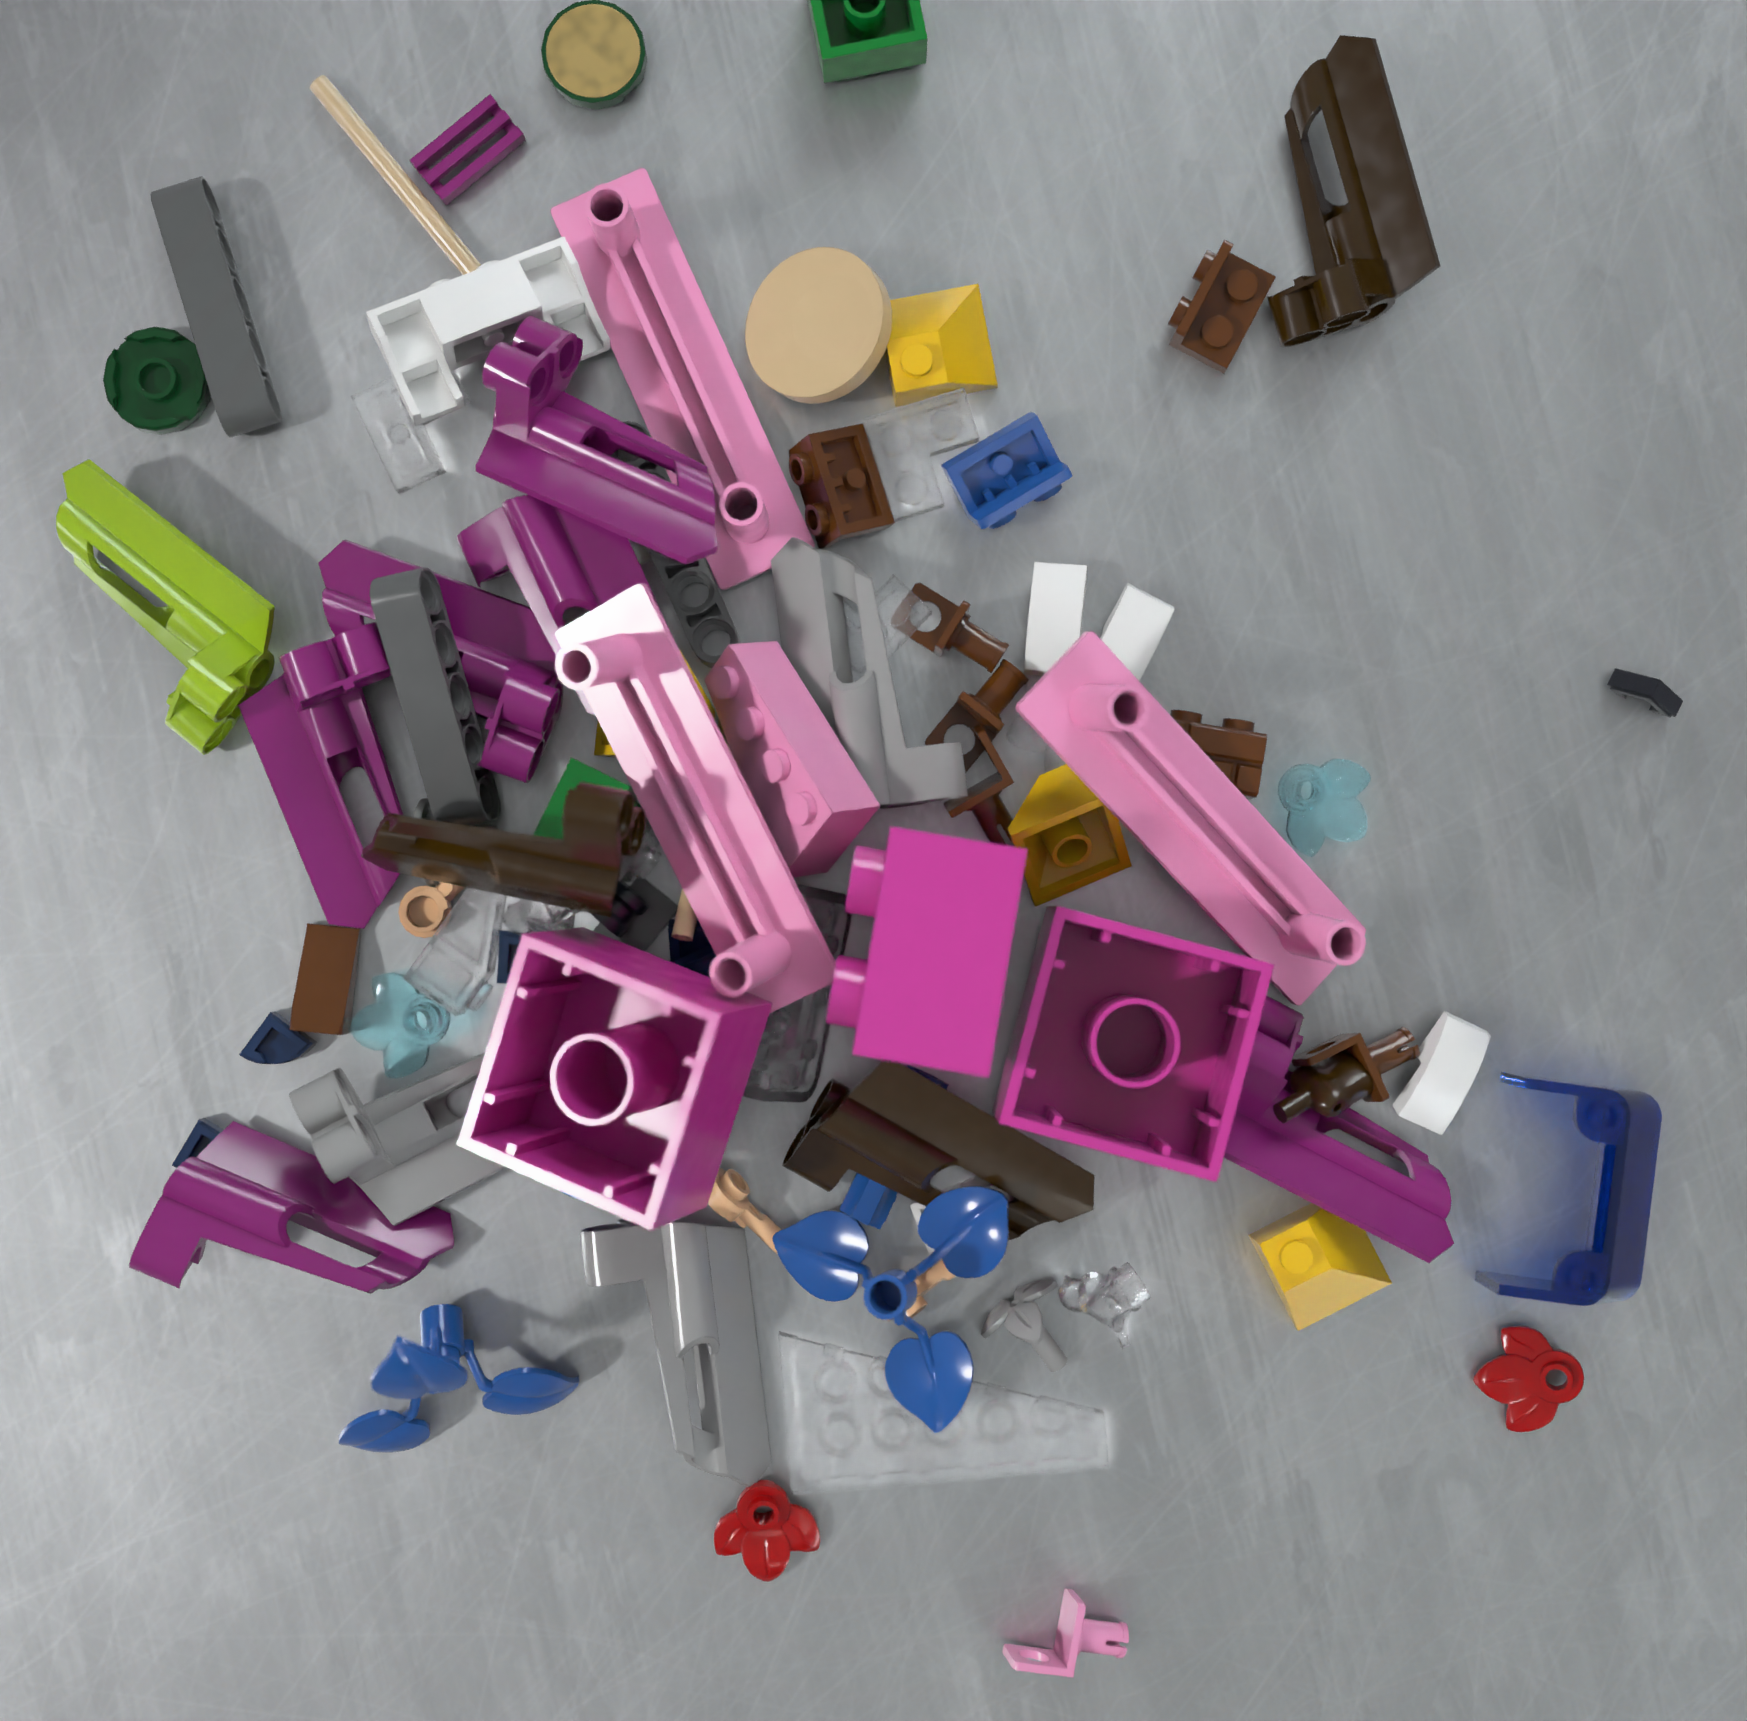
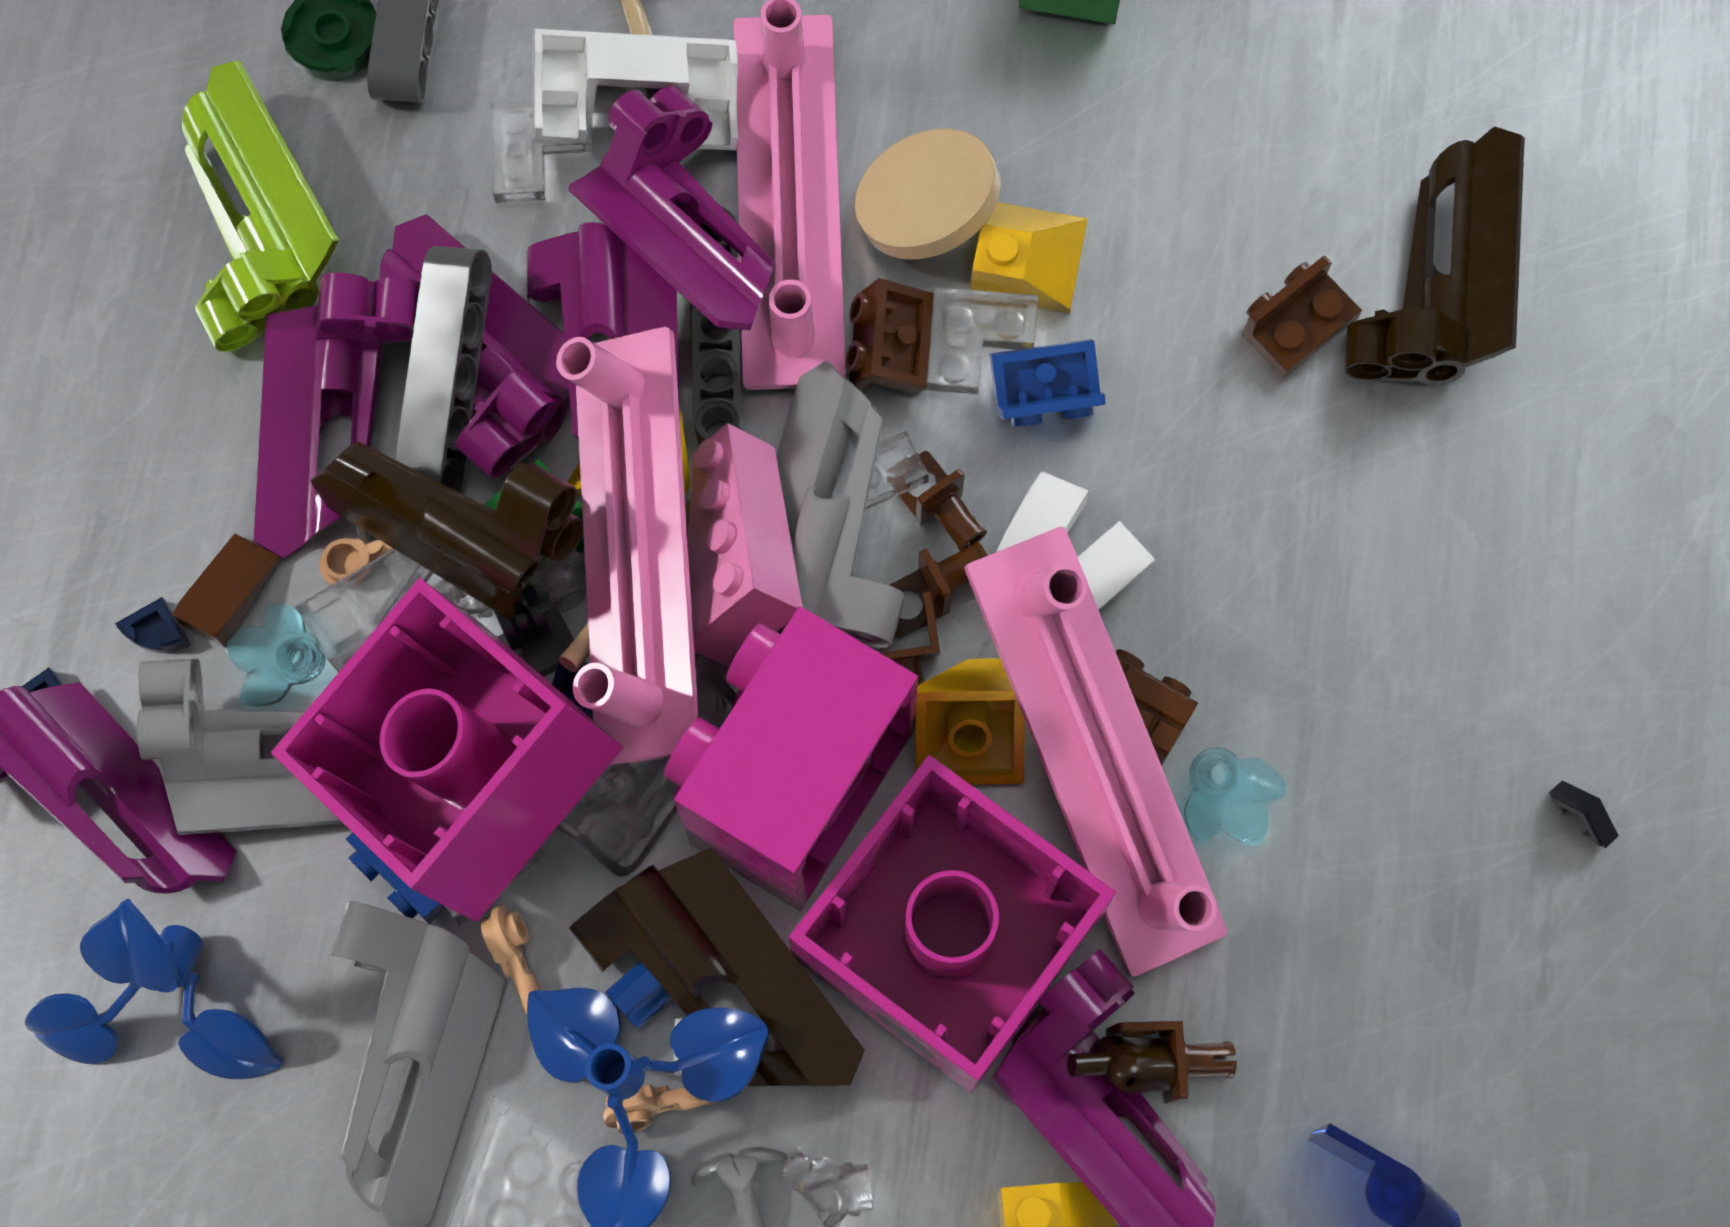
camera: 20 degrees right, 15 degrees down
(1447, 1070) = (1253, 1102): white slope -> none

